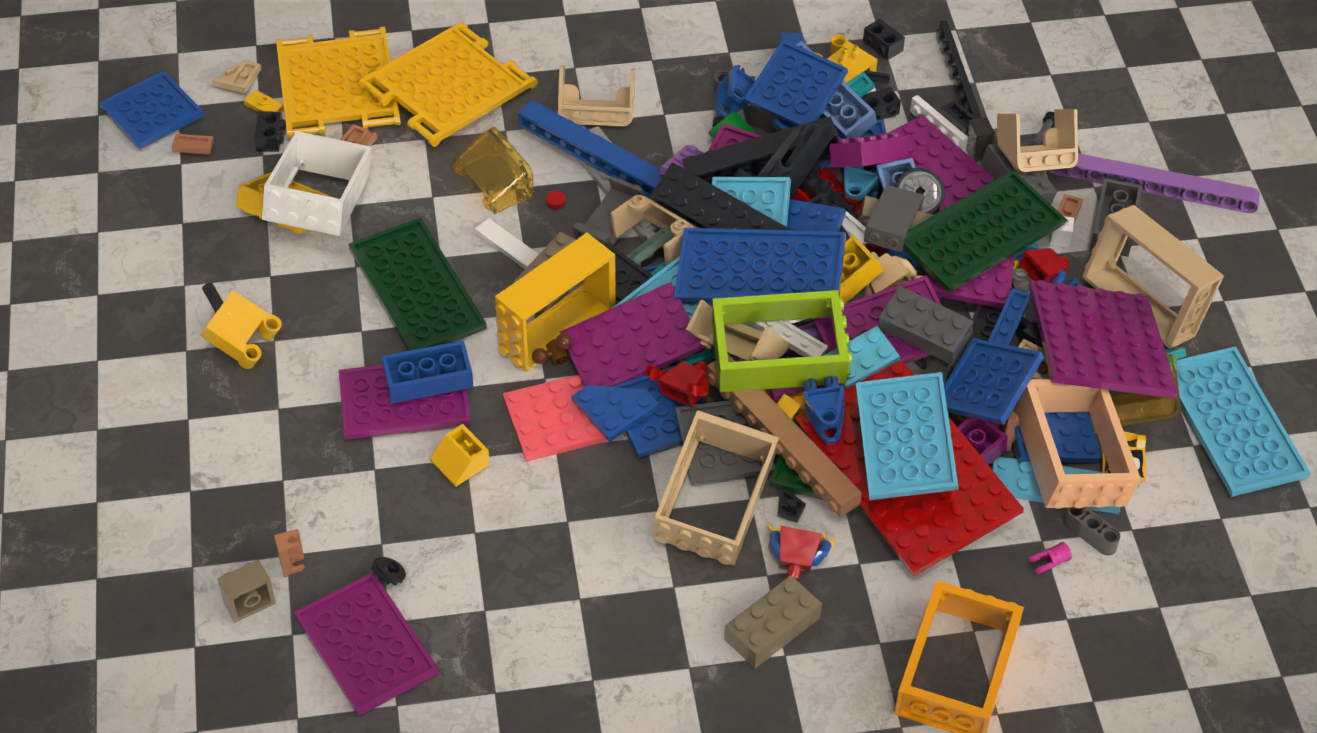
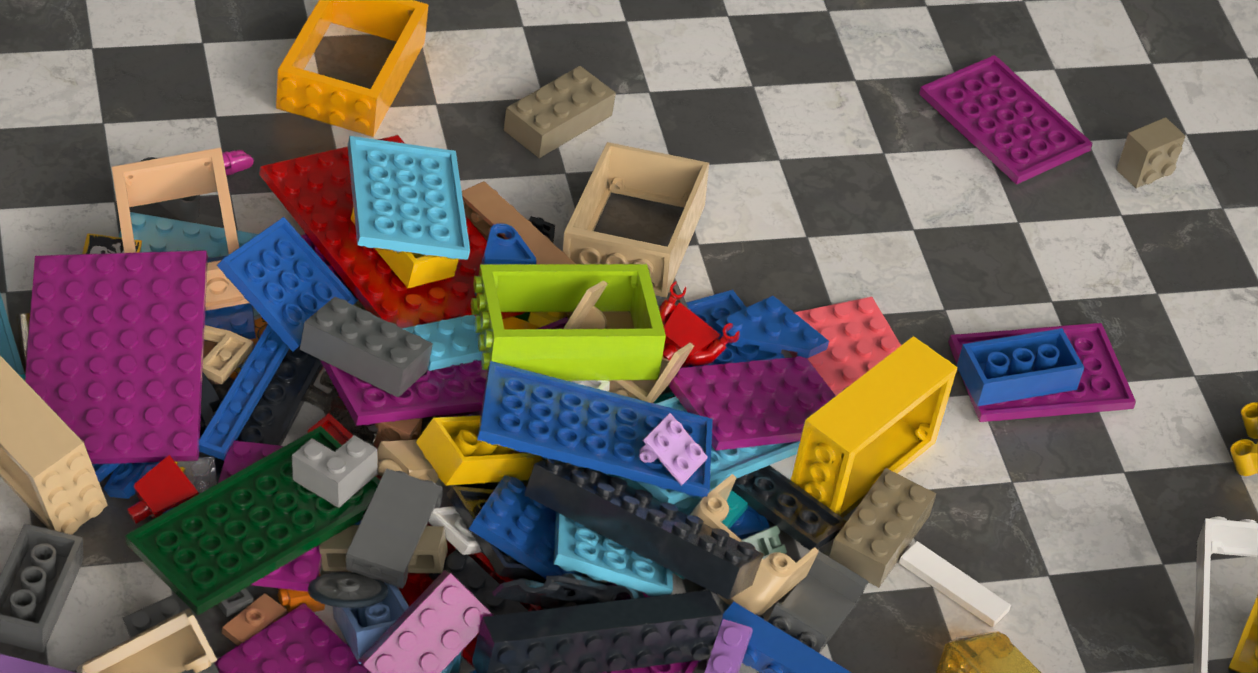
camera: 170 degrees right, 5 degrees down
(289, 551) = (1122, 189): nougat hinge -> none
(395, 573) = (992, 174): black gear -> none
(417, 286) = (1070, 522): dark green plate -> none
(460, 455) = (948, 293): yellow slope -> none
(555, 200) = (901, 656): red tile -> none
(709, 243) = (673, 448): none -> lavender hinge
(798, 548) = (532, 175): torso -> none
(940, 236) = (335, 474): none -> light grey brick
(1063, 235) = (123, 574): white brick -> none
(1070, 206) = (104, 614): nougat plate -> none

